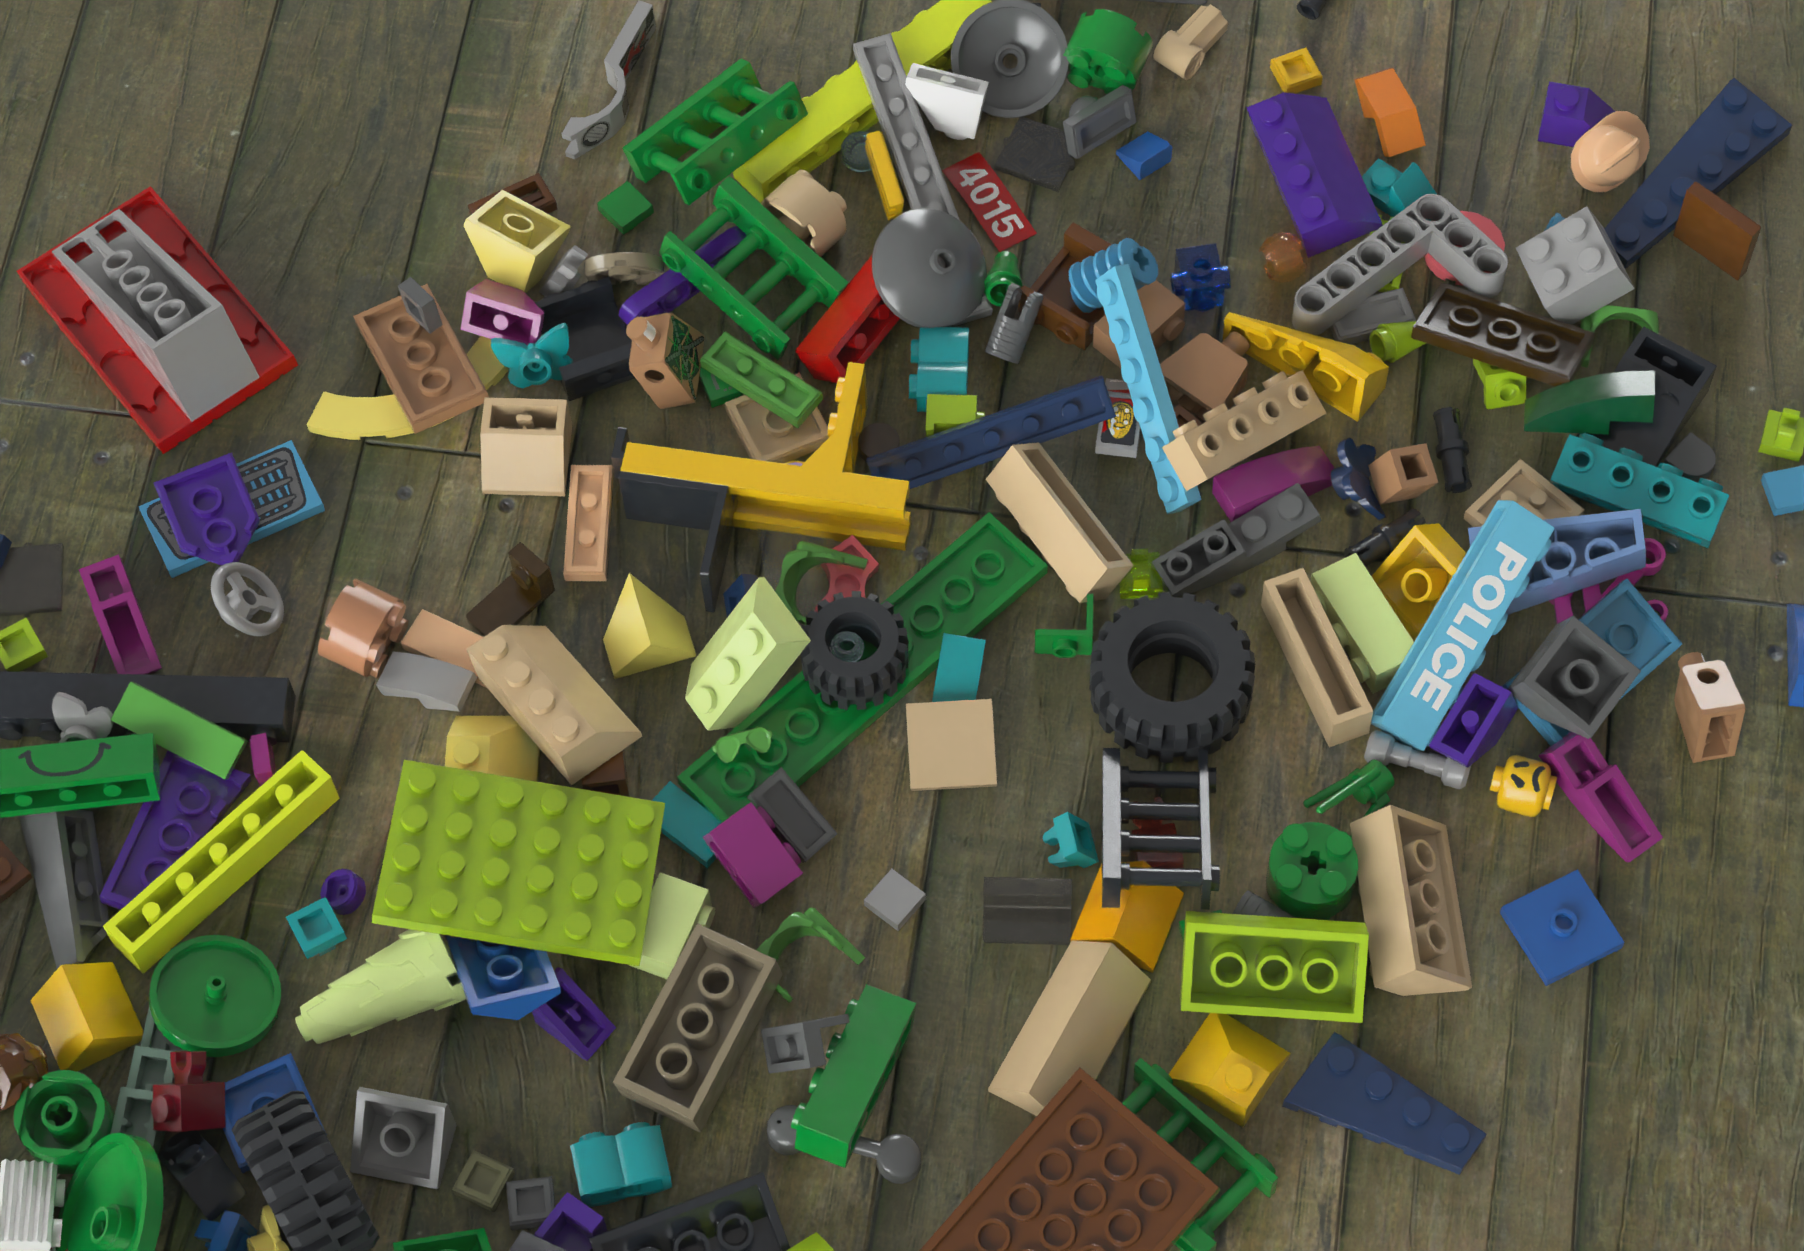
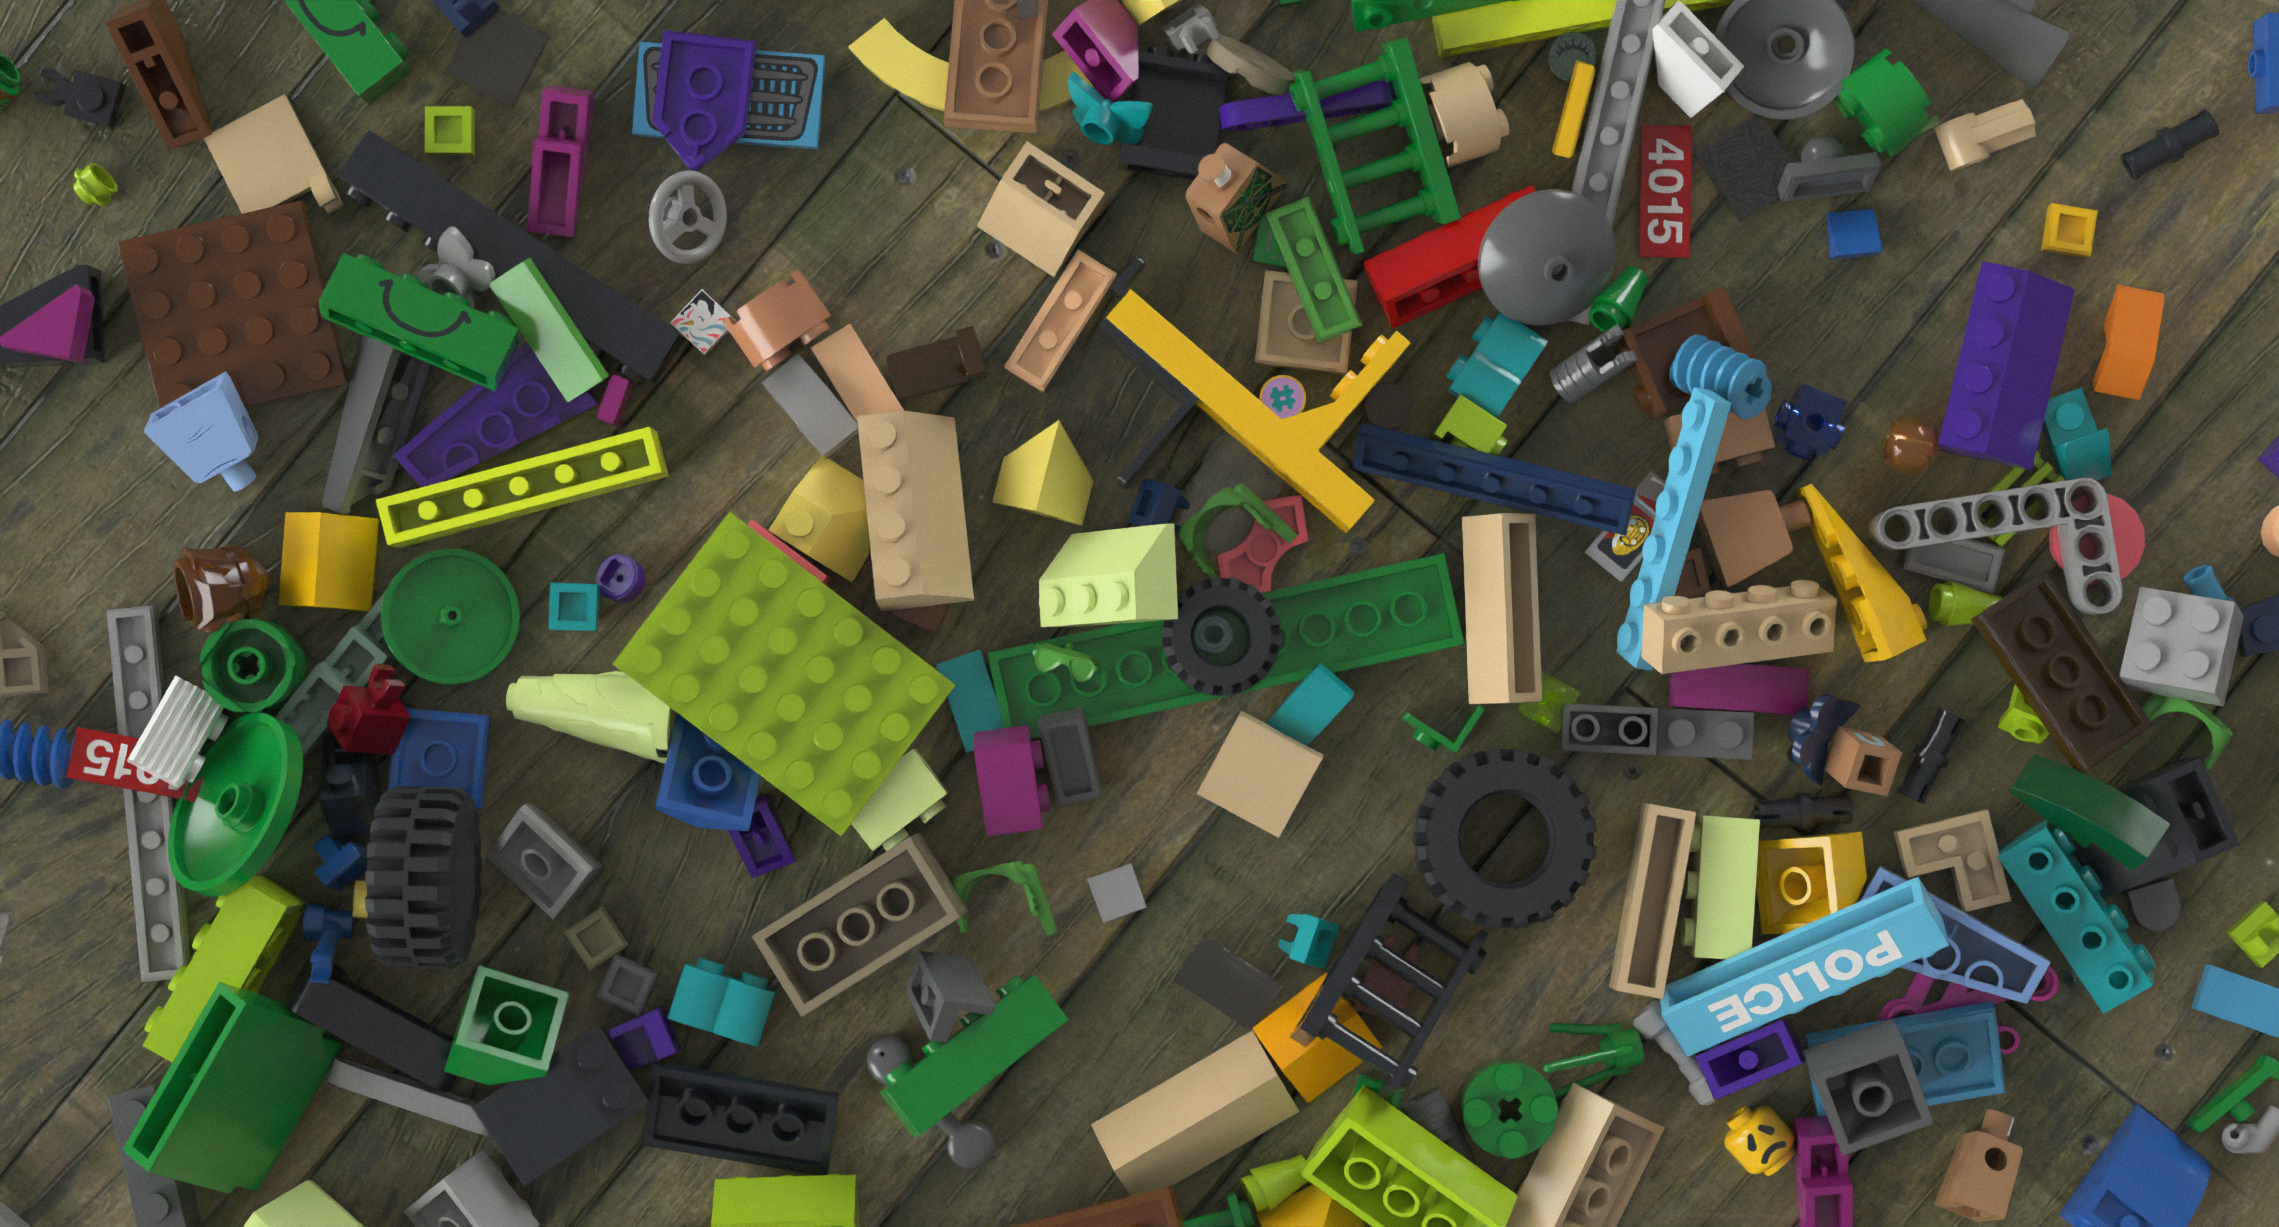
camera: 30 degrees right, 25 degrees up
(306, 672) = (702, 322): none -> tile
(1167, 1040) = (1273, 1183): none -> lime cone

